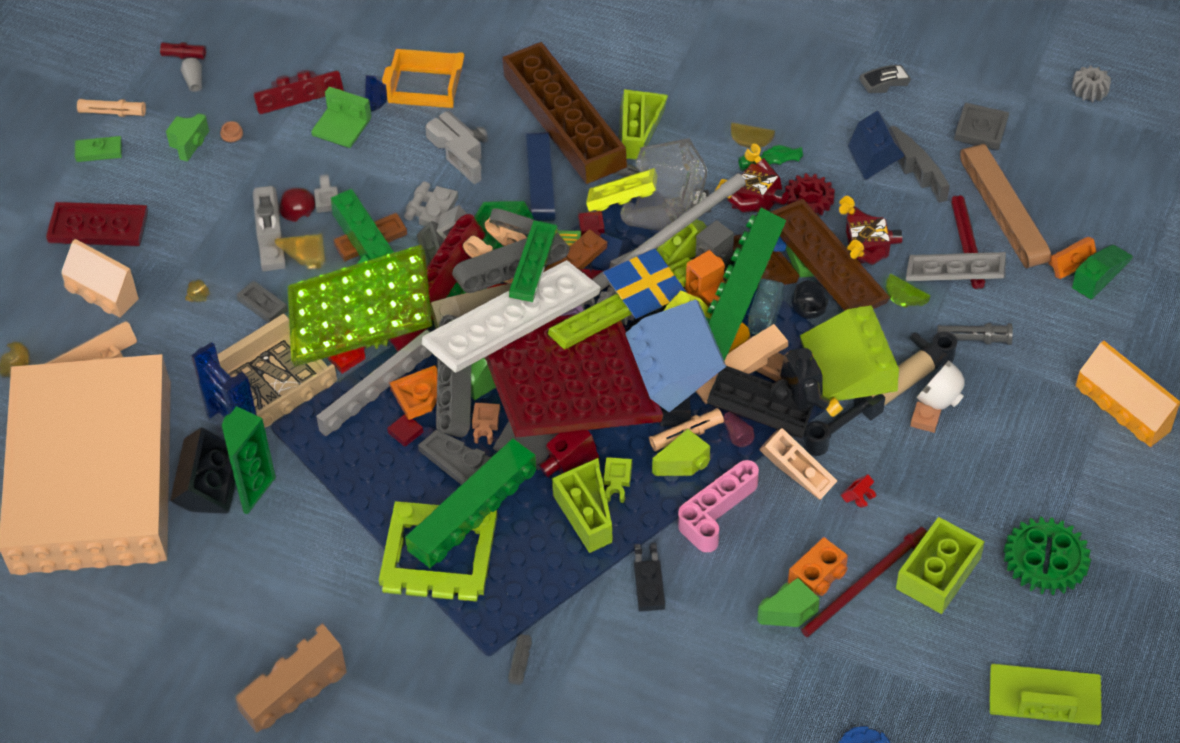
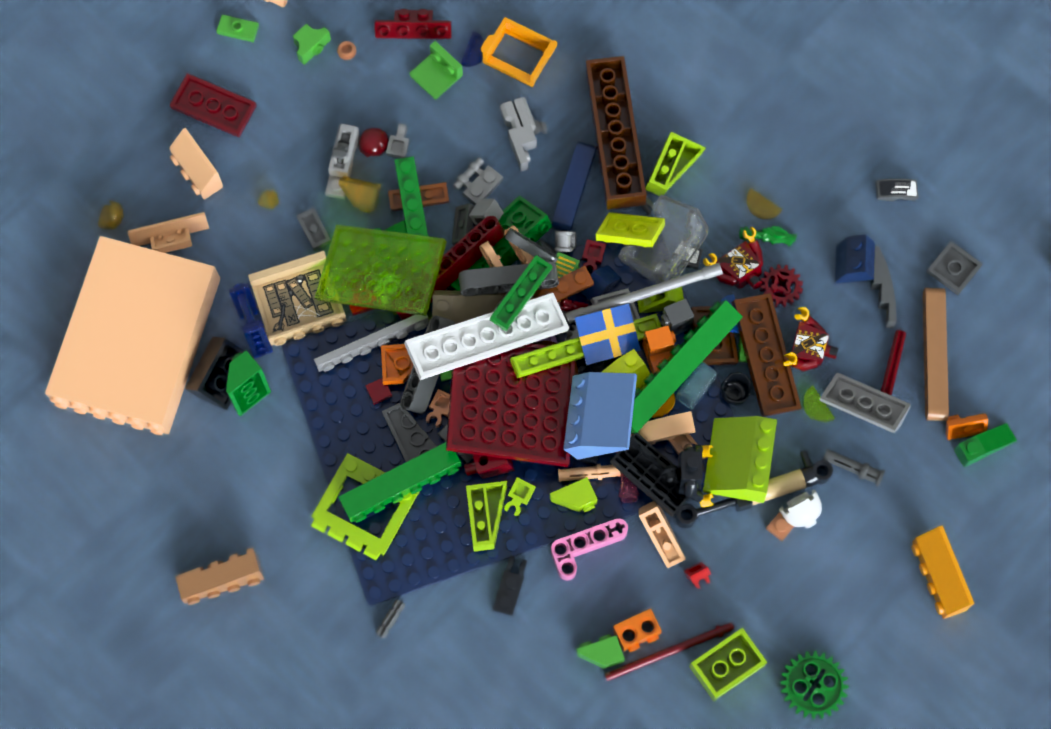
camera: 20 degrees right, 20 degrees up
(554, 215) = (565, 241): none -> light grey piece

